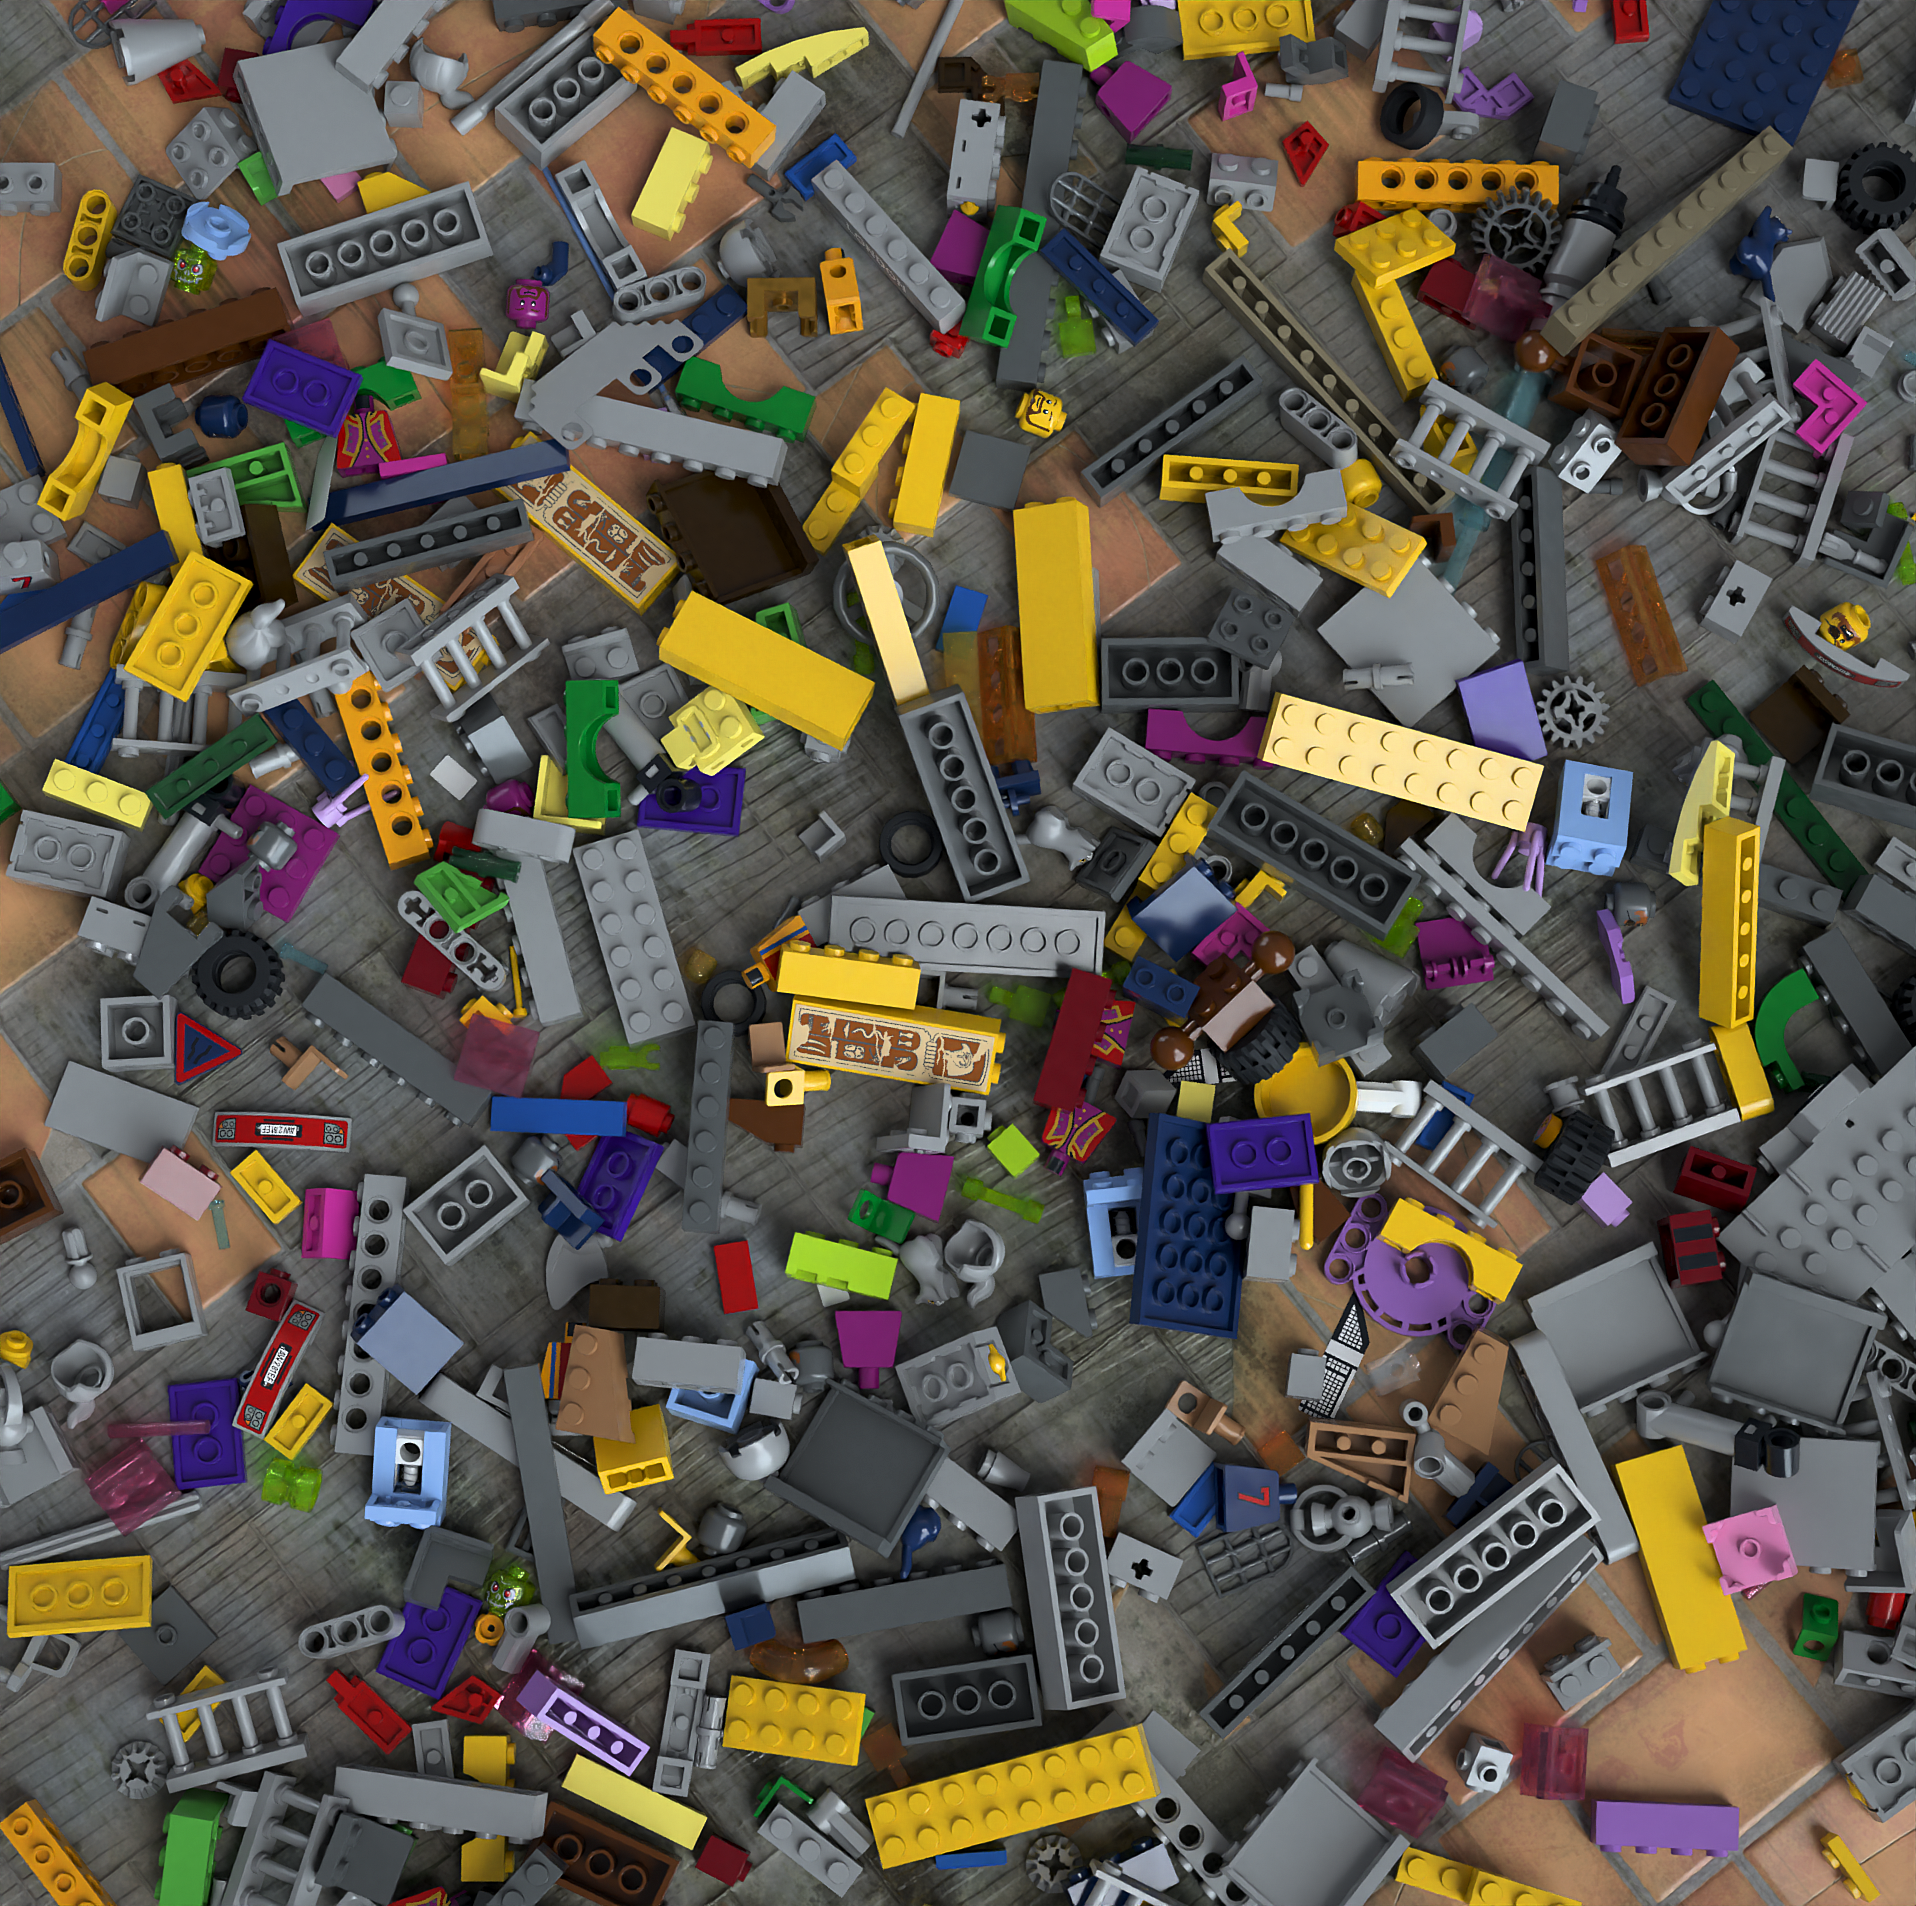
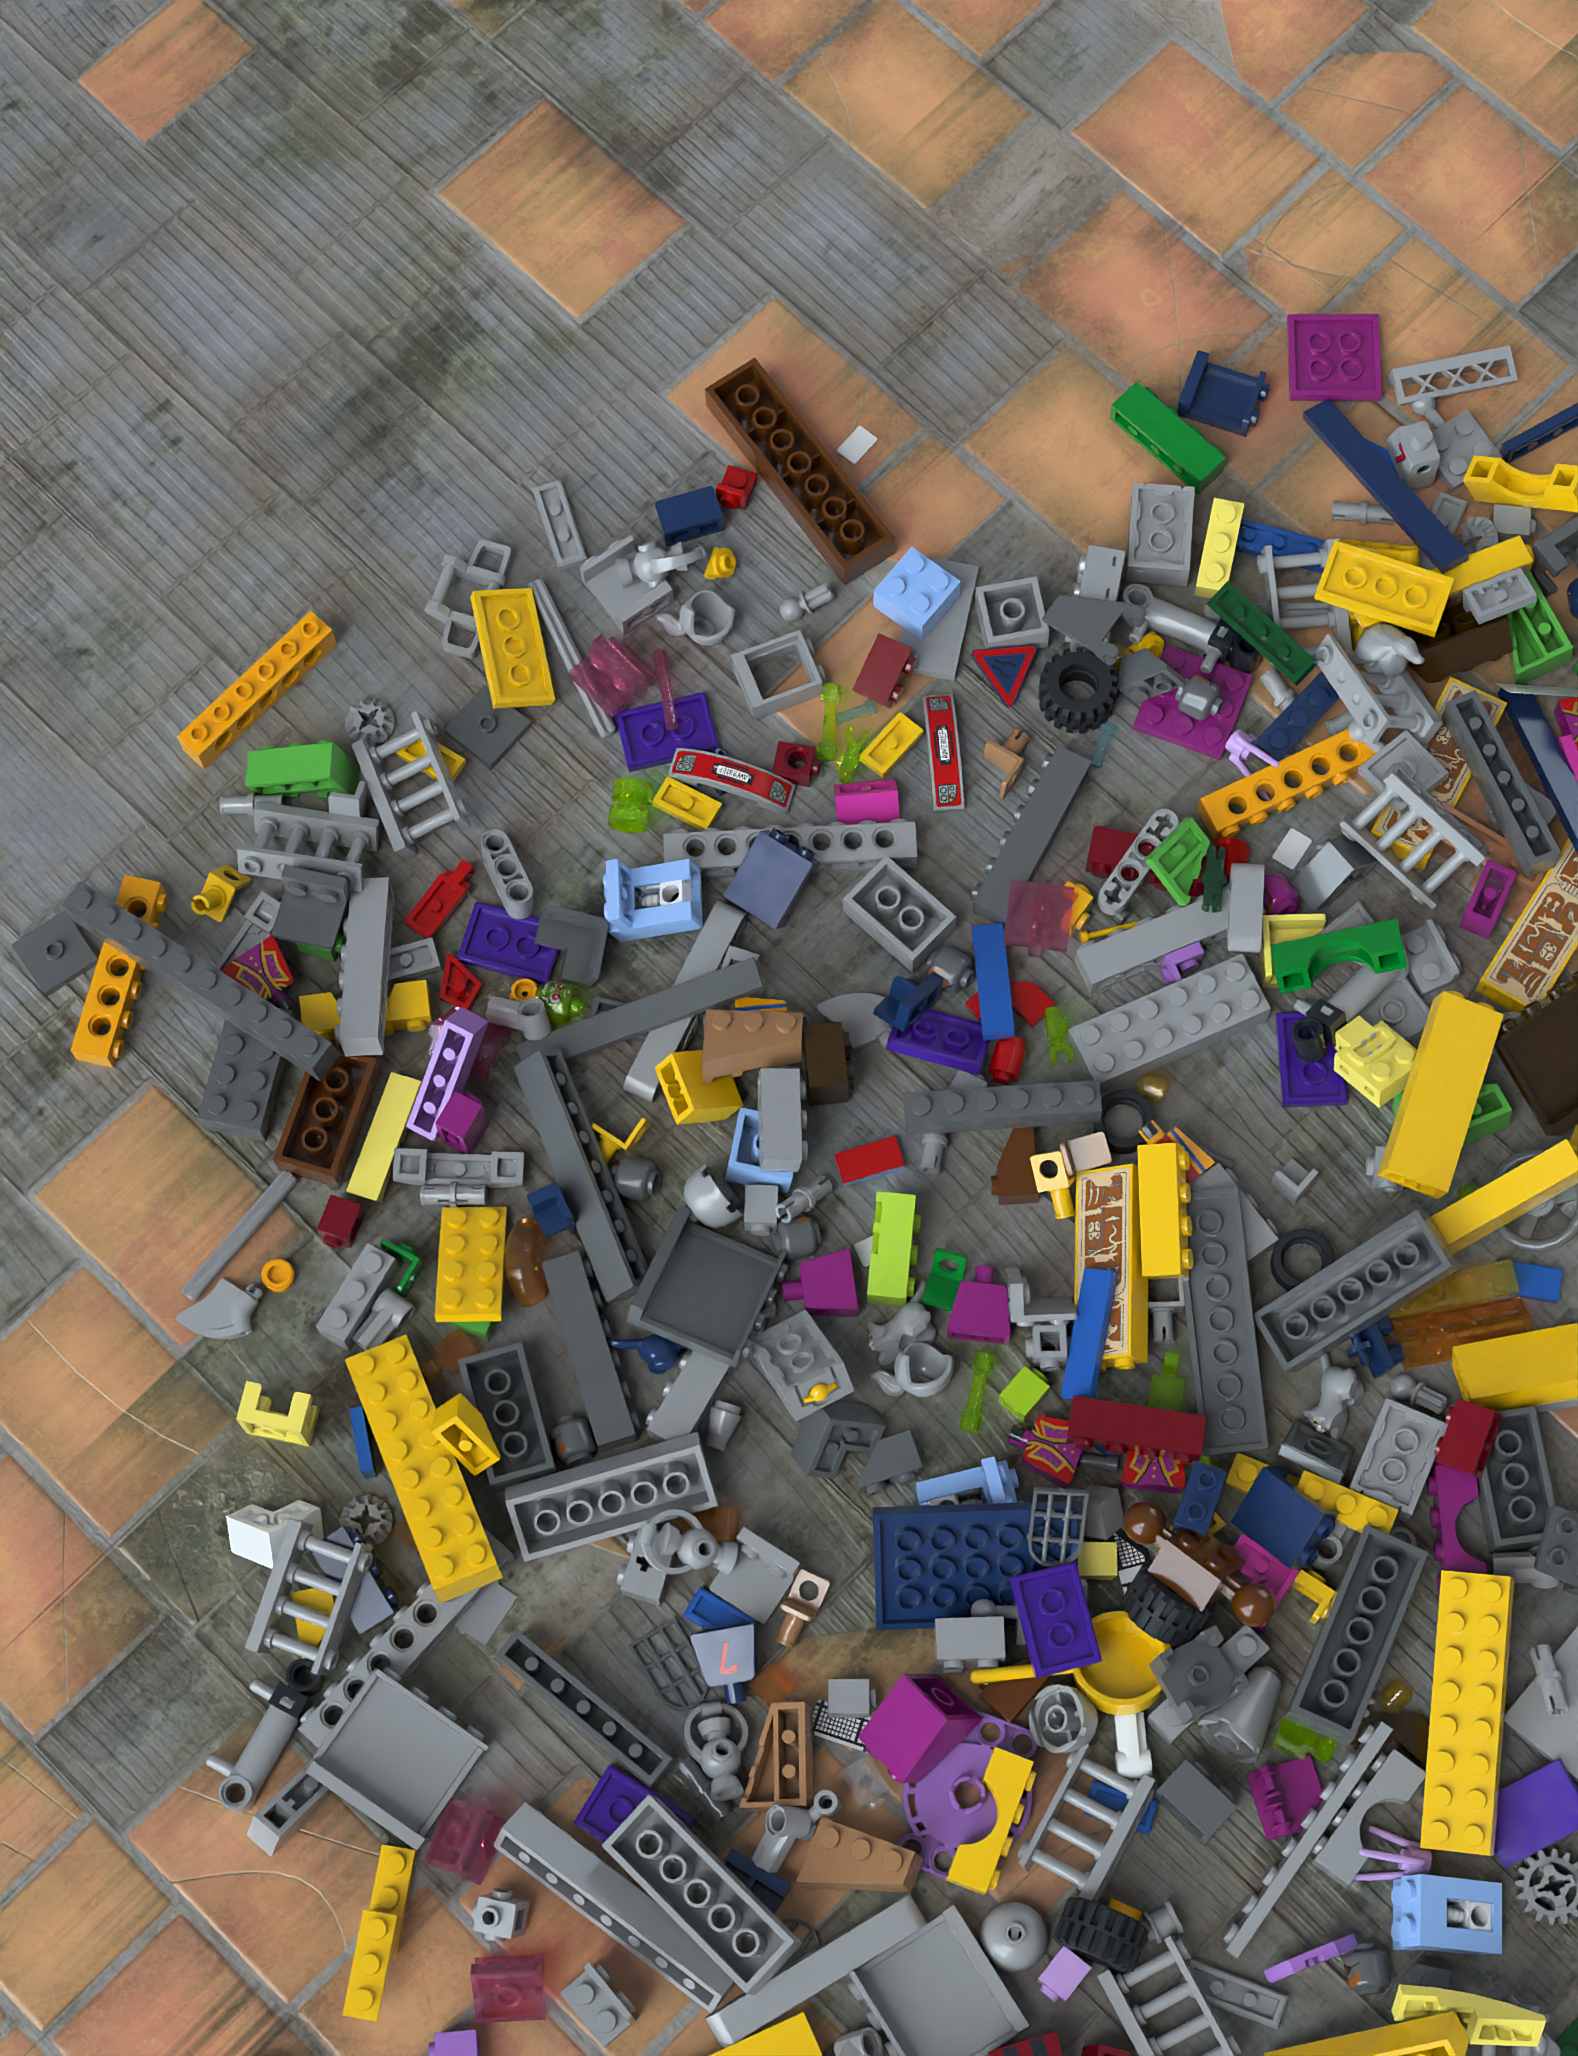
camera: 85 degrees right, 10 degrees down
(95, 1133) = (917, 593): none -> light blue brick
(122, 514) = (1480, 527): none -> light grey gear
(198, 1244) = (827, 747): none -> clear neon green bar
(279, 1237) = (848, 761): none -> clear neon green plate
(549, 584) = (1487, 899): none -> magenta brick
(566, 909) = (1181, 960): none -> medium lavender bracket
(634, 1712) = (462, 1122): none -> magenta brick
(966, 1074) = (1089, 1334): none -> blue tile
(987, 1746) = (465, 1434): none -> yellow slope
(1055, 764) = (1404, 1387): none -> light grey axle
(1129, 710) = (1467, 1438): none -> dark red brick
(1135, 1515) = (695, 1547): none -> light grey piece
(1161, 1141) = (1065, 1517): none -> dark grey window
(1346, 1309) = (917, 1726): none -> magenta slope
(1544, 1242) = (1011, 1952): none -> light grey cylinder

